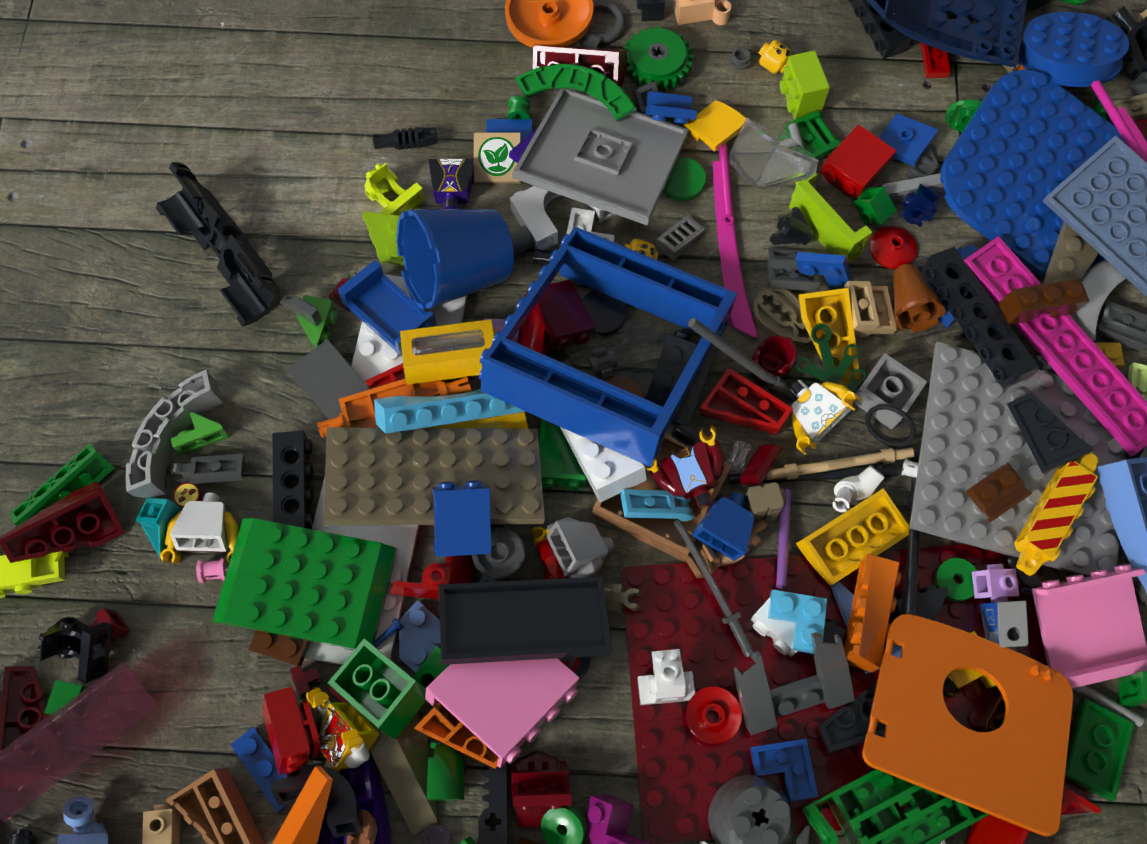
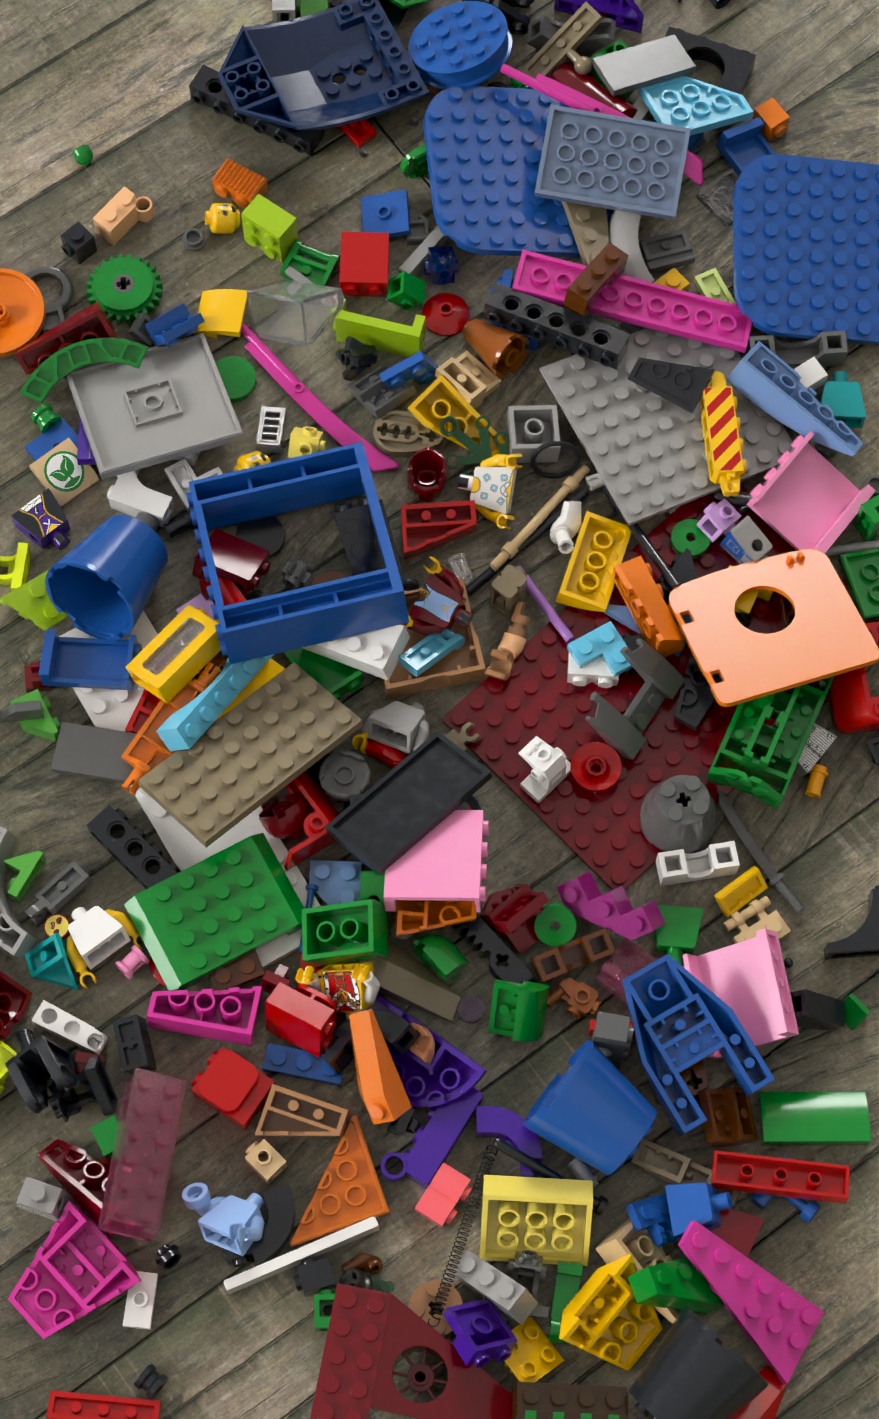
camera: 40 degrees left, 0 degrees up
(59, 597) = (36, 1065): none -> black piece
(120, 584) = (69, 1028): none -> white leg
(153, 639) = (134, 1044): none -> black hinge
(191, 741) = (232, 1087): none -> red brick
(232, 667) = (207, 1013): none -> dark pink wedge
(418, 549) = (287, 817): none -> dark red cylinder
(461, 519) = (304, 765): blue panel -> none
(696, 263) = (305, 441): none -> light yellow brick
(727, 526) = (498, 625): blue torso -> none
(731, 618) = (553, 690): dark grey sword -> none
(760, 464) = (482, 562): dark red tile -> none
(775, 383) = (443, 491): dark grey bar -> none
(793, 761) = (671, 755): blue plate -> none
(809, 36) = (238, 183): none -> orange brick
(998, 492) = (671, 450): reddish brown plate -> none

